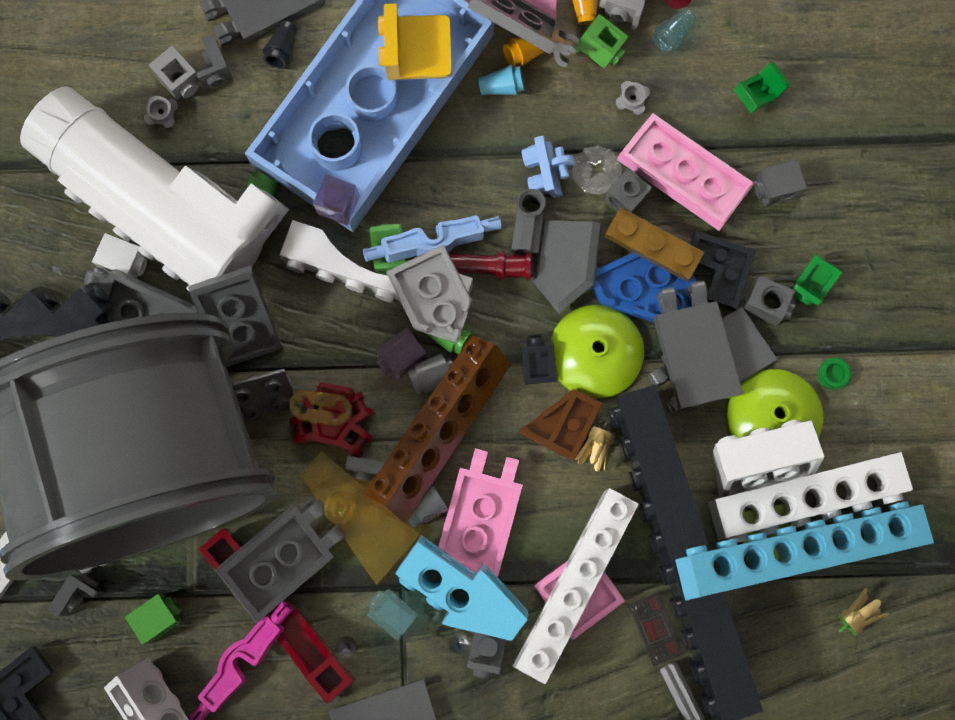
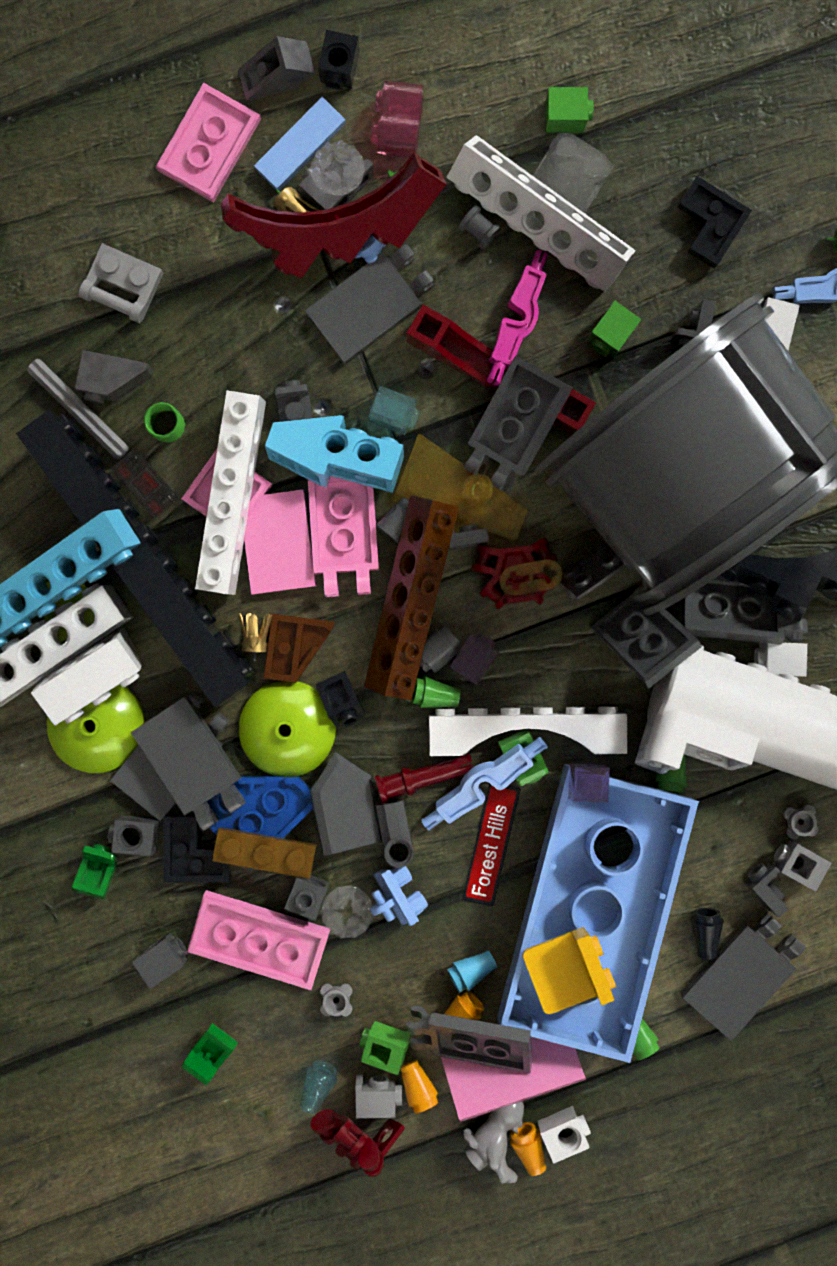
camera: 160 degrees right, 10 degrees up
(432, 294) = (462, 725): light grey tile -> none
(446, 184) = (491, 845): none -> red sticker
(545, 525) = (279, 544): none -> bright pink tile
(633, 683) = (153, 411): none -> bright green piece
(834, 373) = (51, 785): green tile -> none

